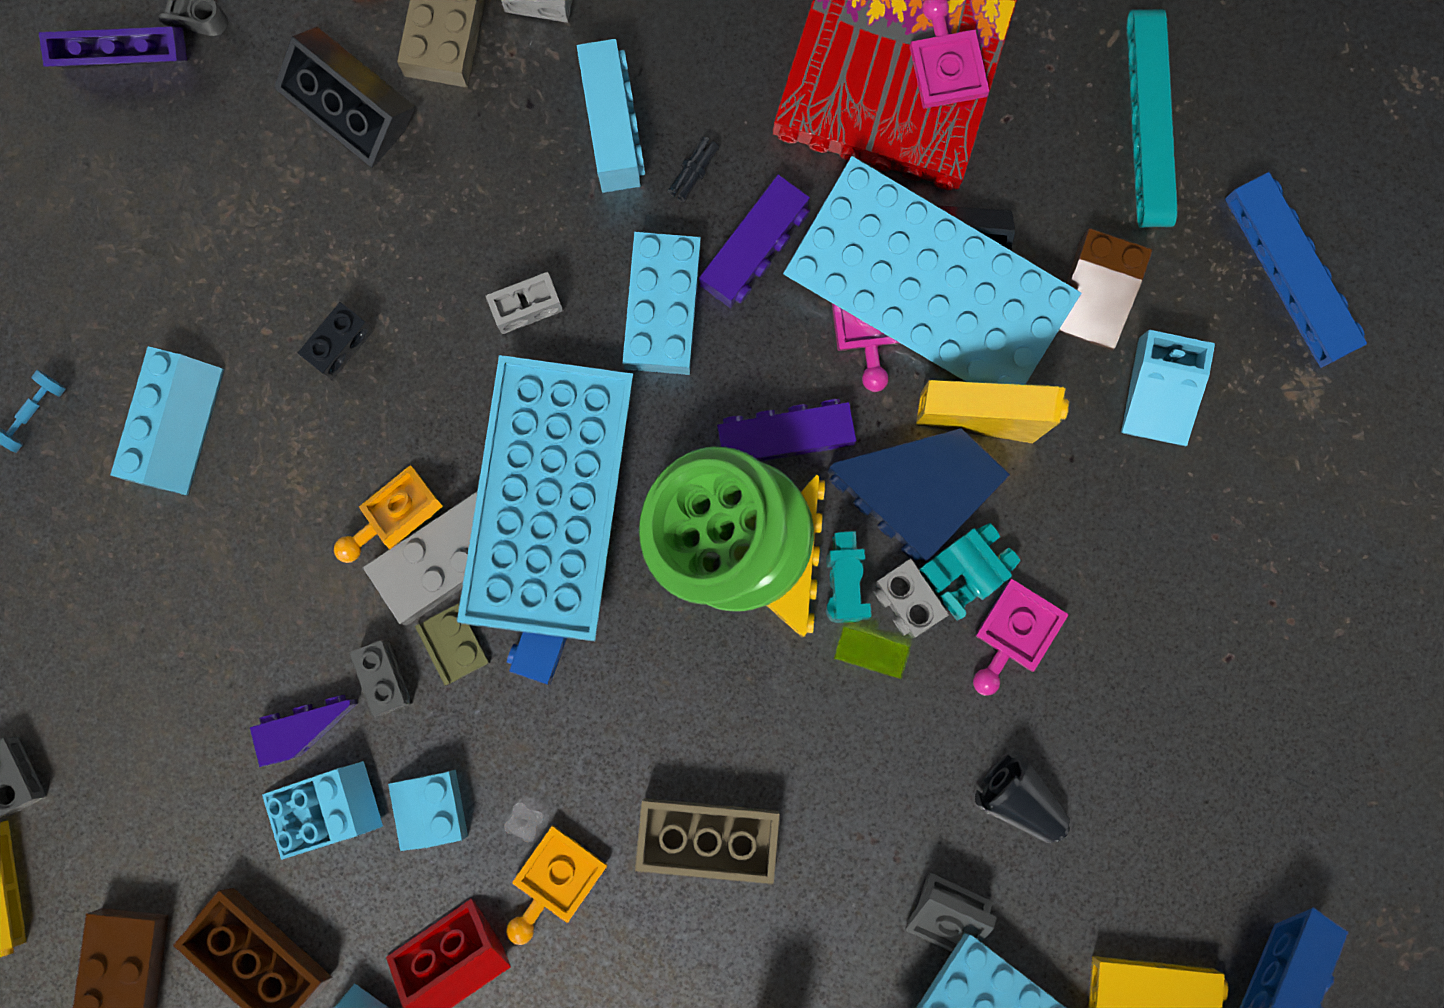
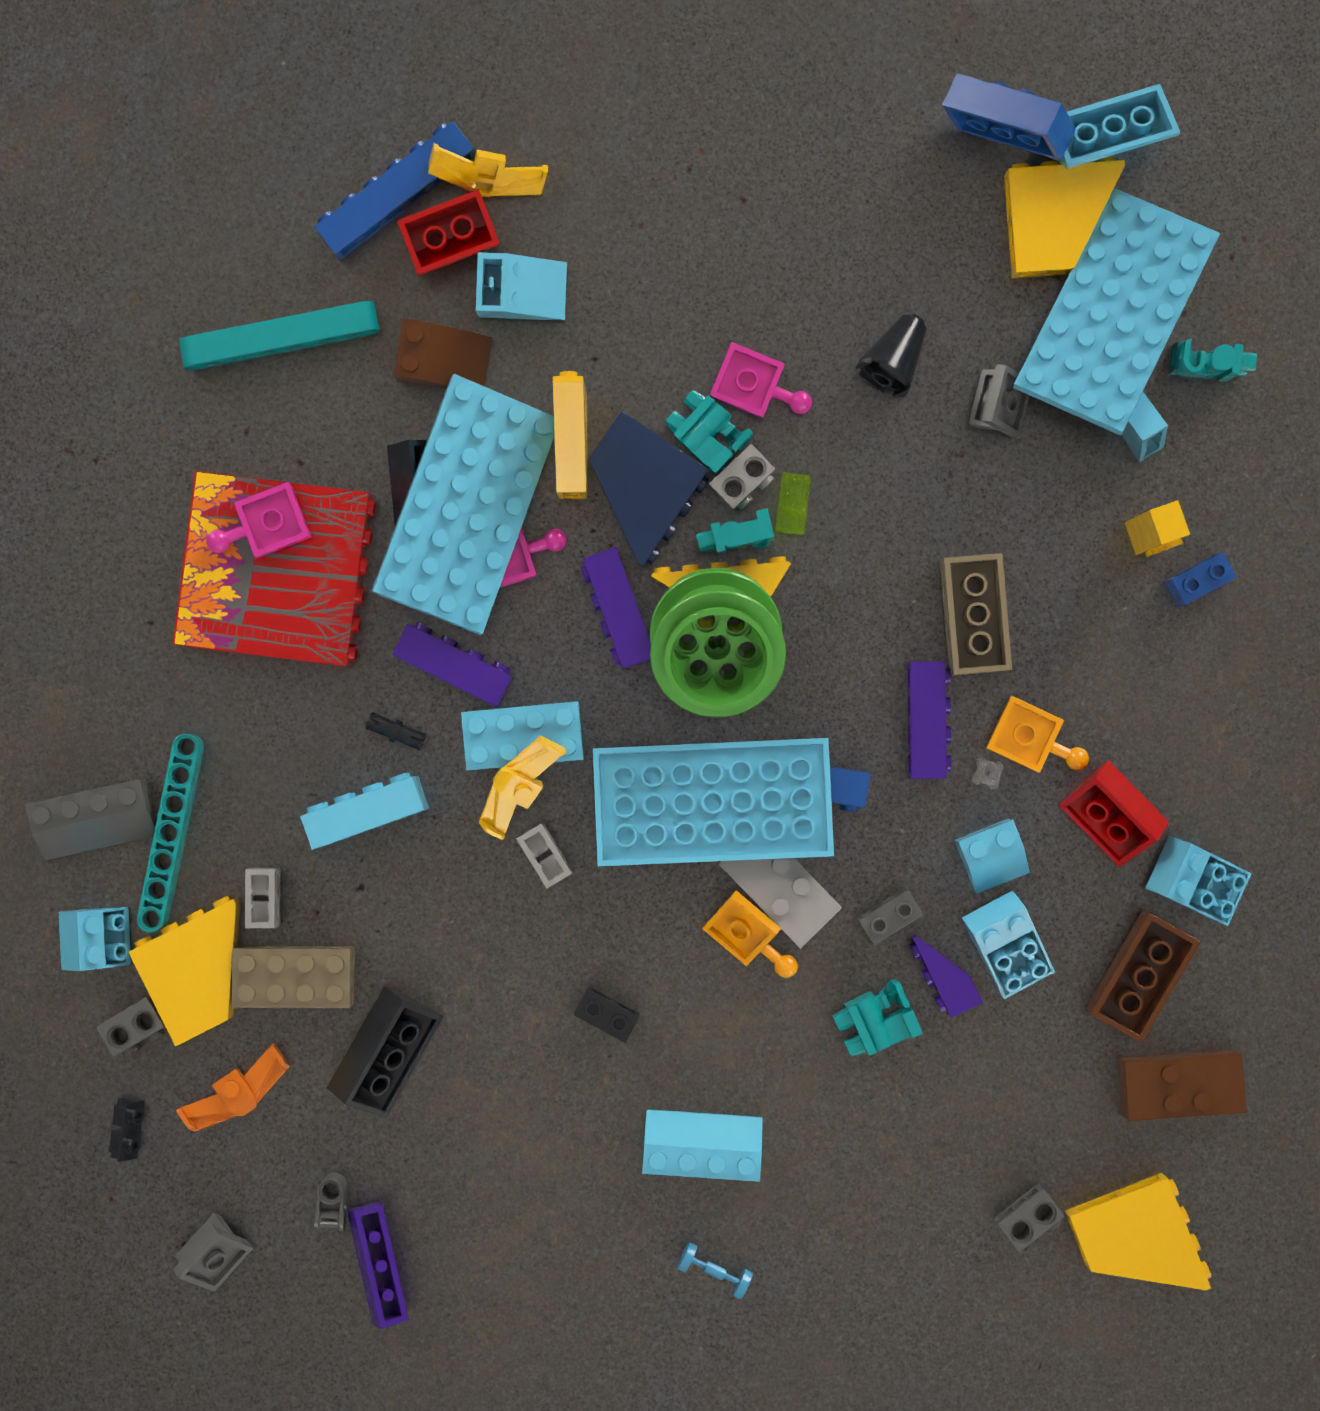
camera: 100 degrees left, 5 degrees up
(256, 637) = (872, 1028): none -> teal hips
(452, 645) = (851, 862): olive plate -> none
(595, 762) = (927, 720): none -> dark purple brick
(608, 285) = (518, 785): none -> yellow plate
(1242, 317) = (448, 232): none -> red slope
(1301, 371) = (486, 173): none -> yellow plate

